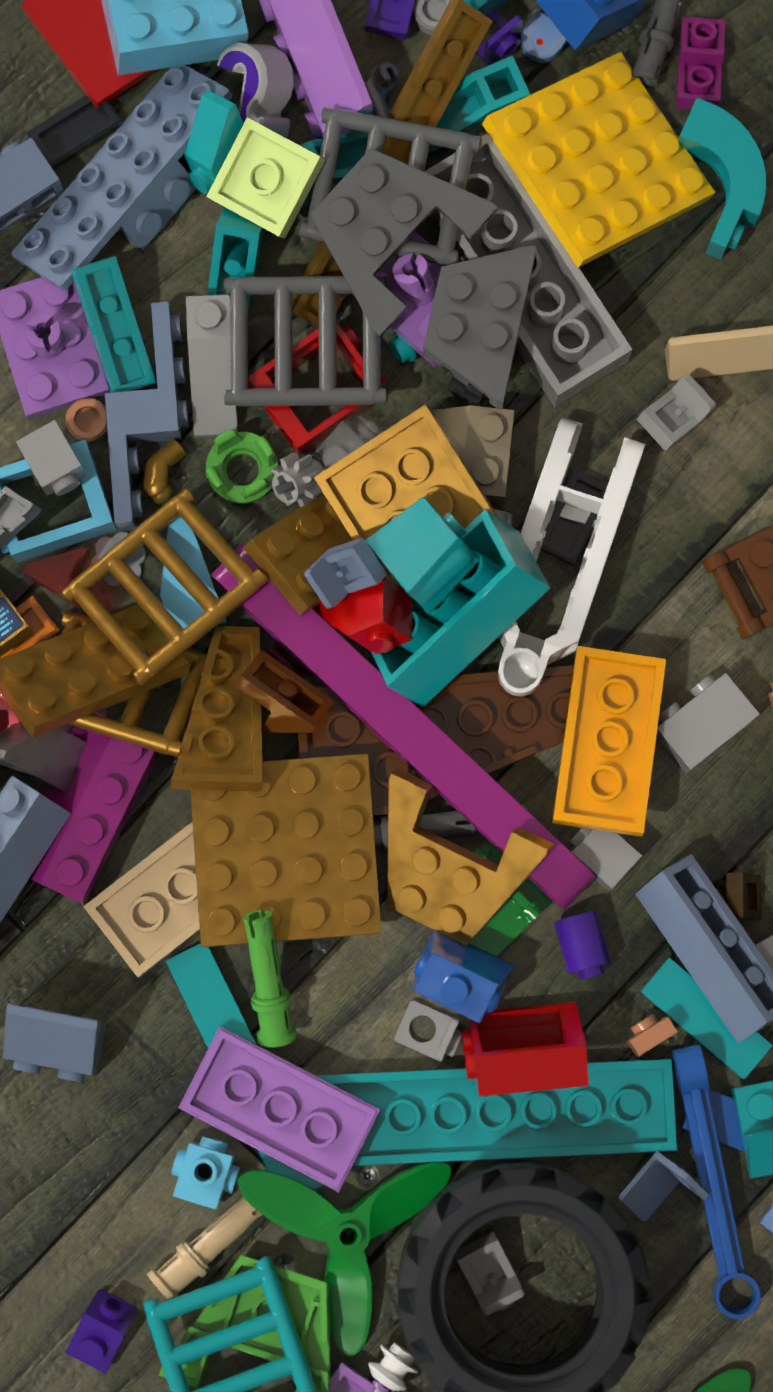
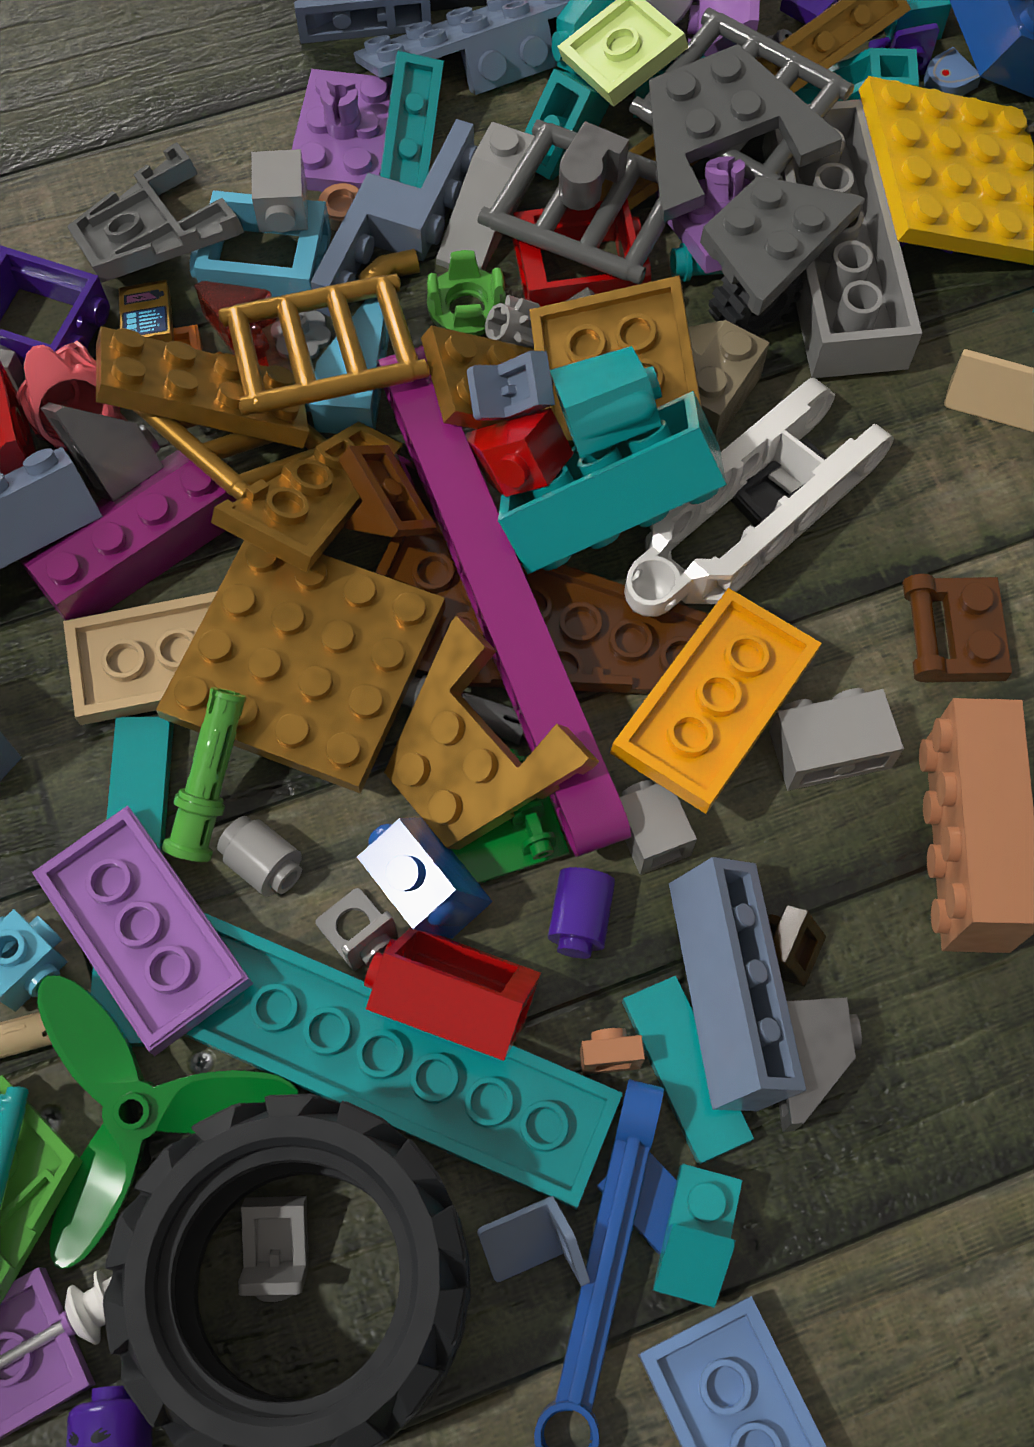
camera: 25 degrees right, 15 degrees down
(295, 327) = (587, 162): none -> flat silver leg
(332, 1014) = (260, 856): none -> light grey brick
(677, 412) = (942, 430): light grey bracket -> none

